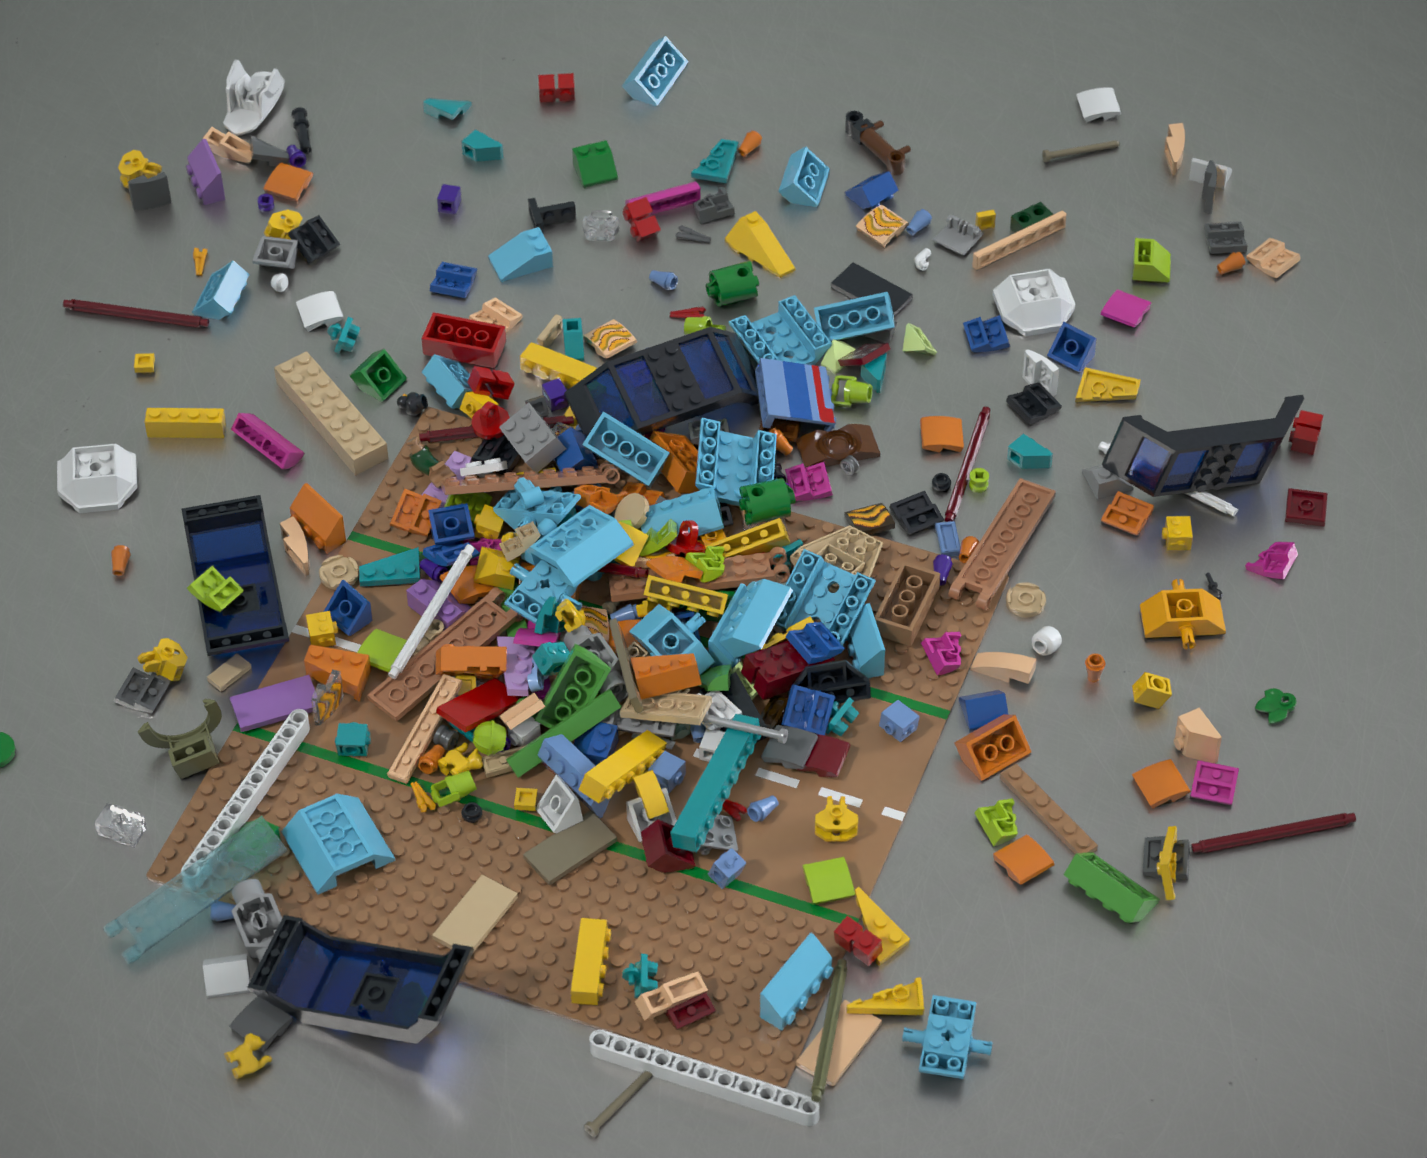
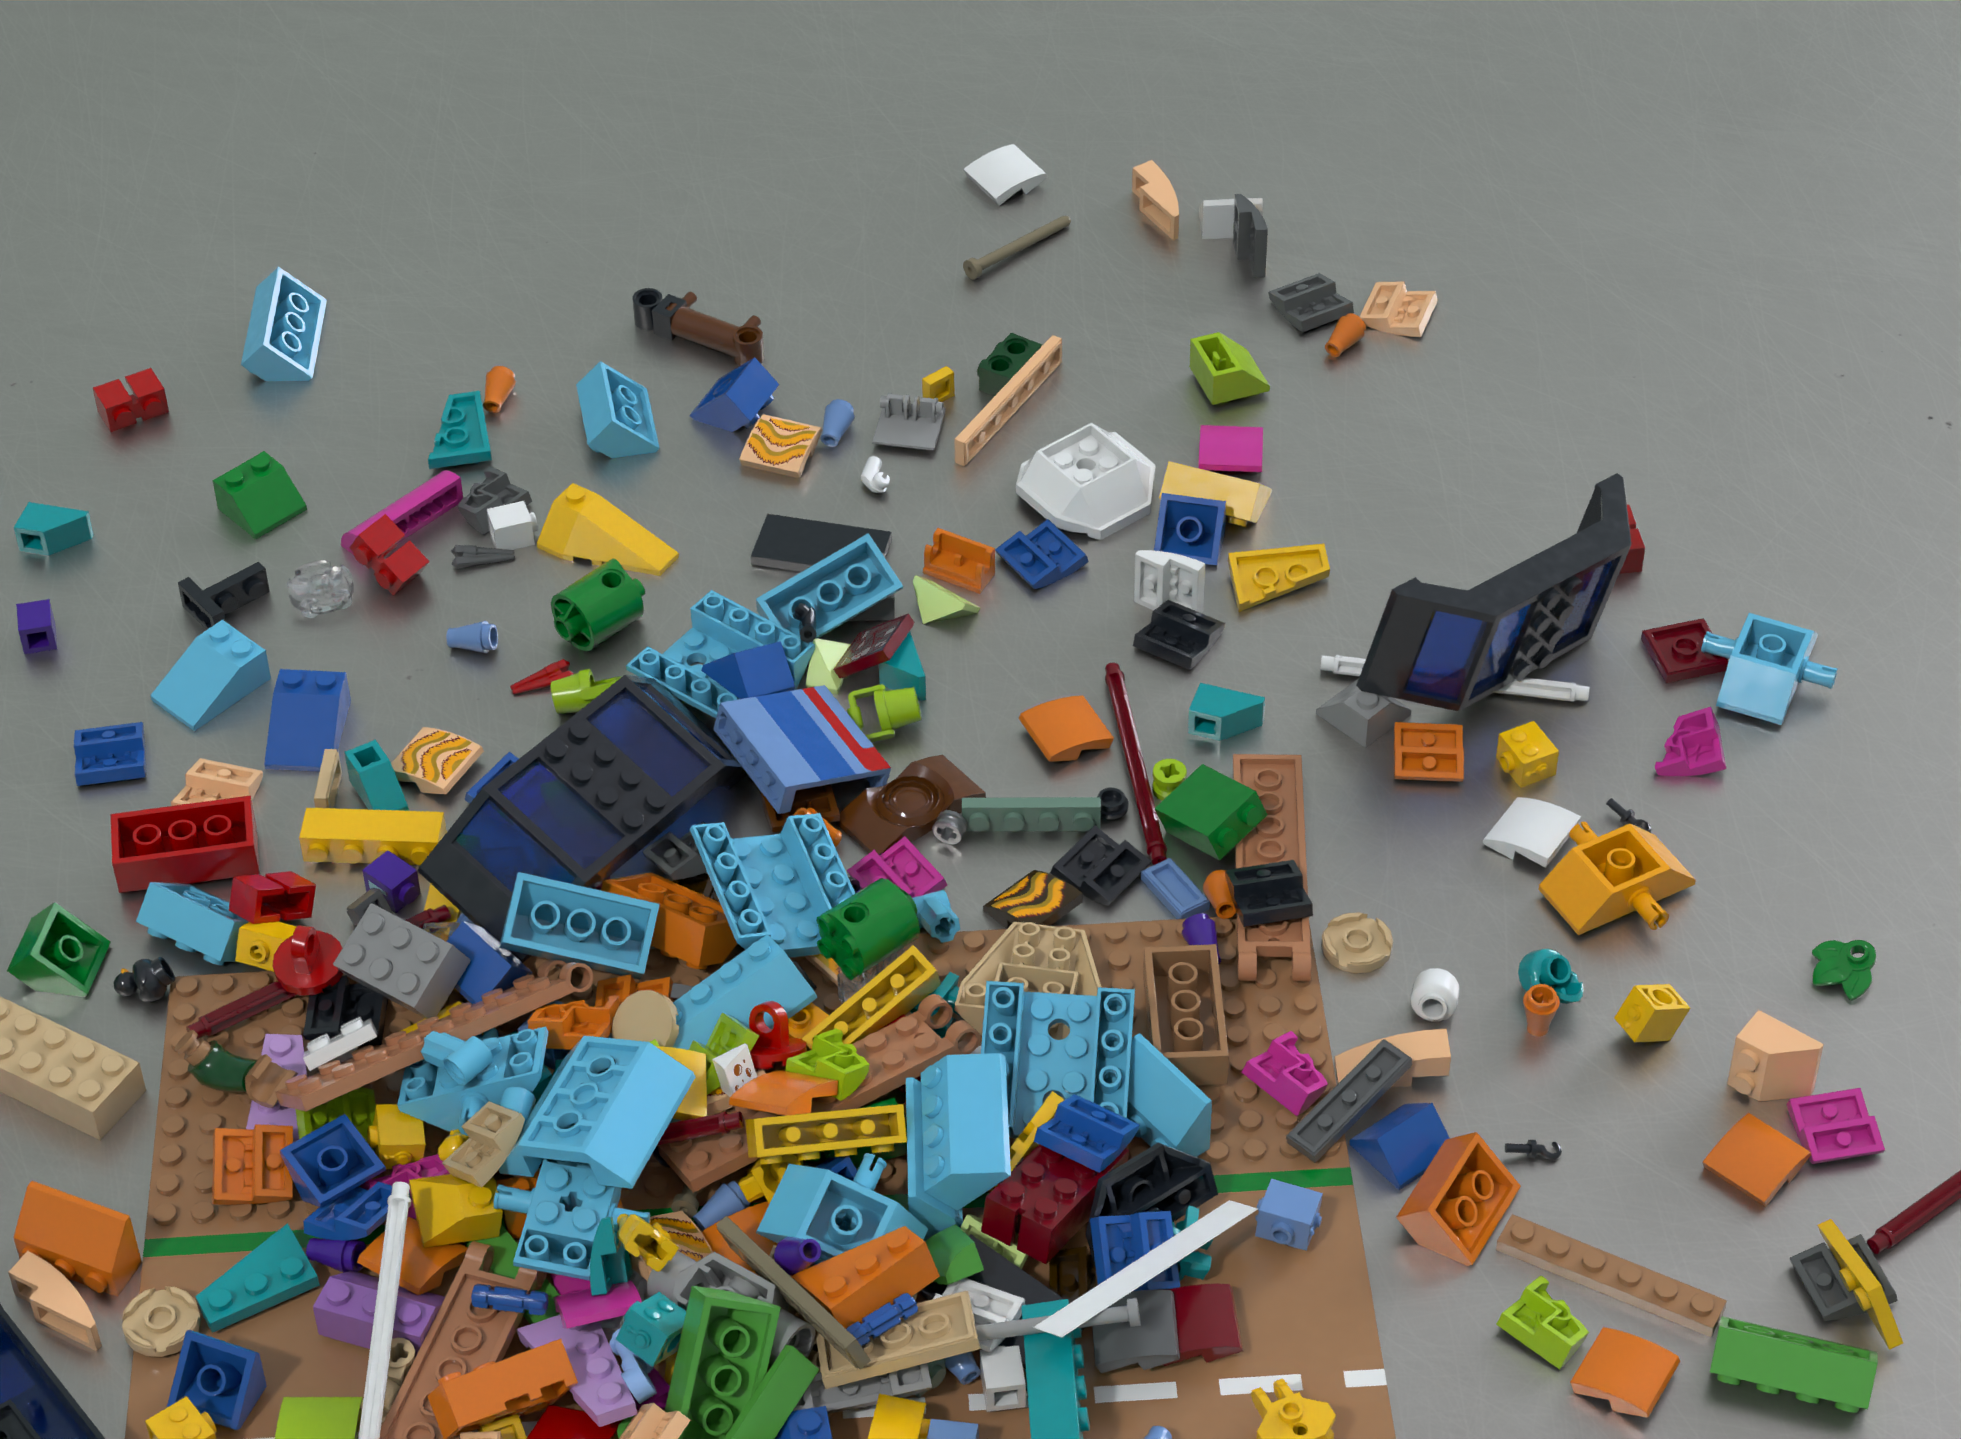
camera: 25 degrees left, 5 degrees down
(498, 620) = (509, 1299): none -> blue axle
(557, 294) = (306, 718): none -> blue slope
(631, 648) = (796, 1254): none -> dark purple cone
(658, 547) = (734, 1069): none -> white slope
(661, 694) = (883, 1319): none -> blue axle
(715, 224) = (512, 526): none -> white brick
(790, 347) = (753, 671): none -> blue slope
(805, 718) = (1144, 1269): none -> white sticker
(814, 508) = (936, 915): none -> medium azure piece
(832, 333) = (807, 626): none -> black arm
(895, 473) = (1032, 813): none -> sand green plate
(939, 323) = (959, 561): none -> orange hinge
(965, 676) = (1348, 1101): none -> dark grey tile
(985, 504) = (1211, 811): none -> green brick
(988, 557) = (1268, 893): none -> black slope
(1049, 736) = (1533, 1149): none -> black hand
(1109, 336) = (1243, 497): none -> yellow slope
(1112, 651) = (1551, 969): none -> teal head
(1155, 574) = (1532, 830): none -> white slope
(1342, 530) = (1766, 667): none -> medium azure slope

